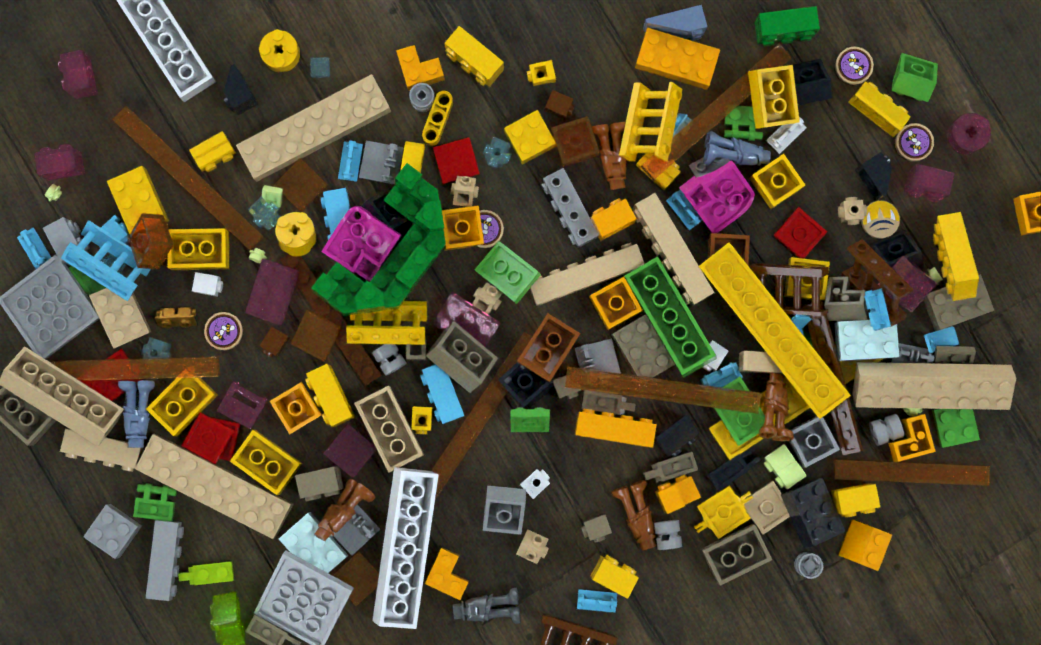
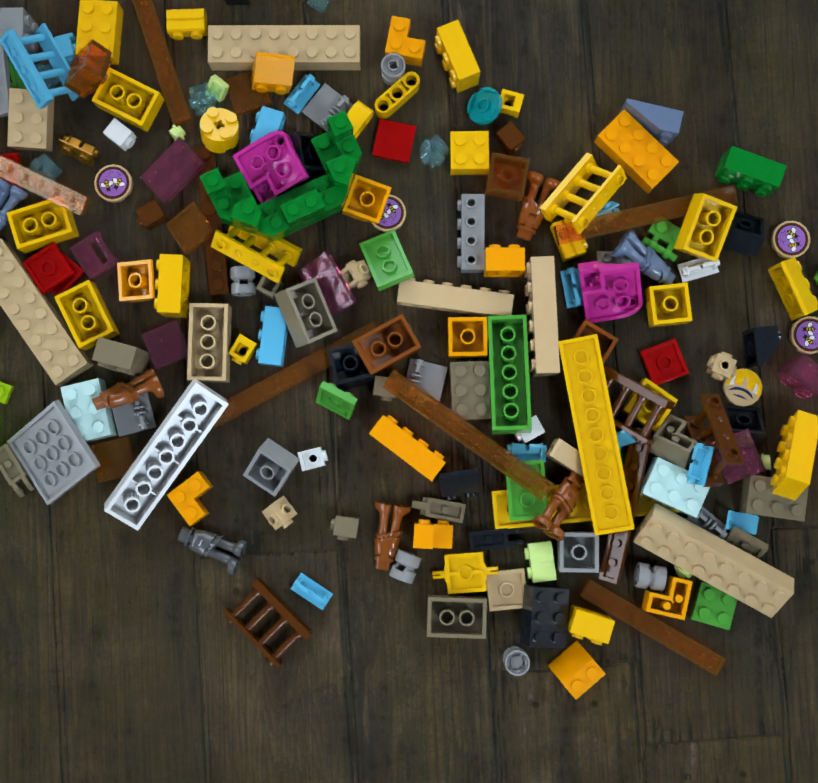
camera: 35 degrees right, 0 degrees up
(317, 158) = (272, 73): none -> light orange slope
(464, 191) = (386, 169): tan brick -> none
(521, 87) = (484, 106): none -> teal tile
(606, 402) = (412, 420): dark tan hinge -> none
(615, 577) = (336, 578): yellow brick -> none

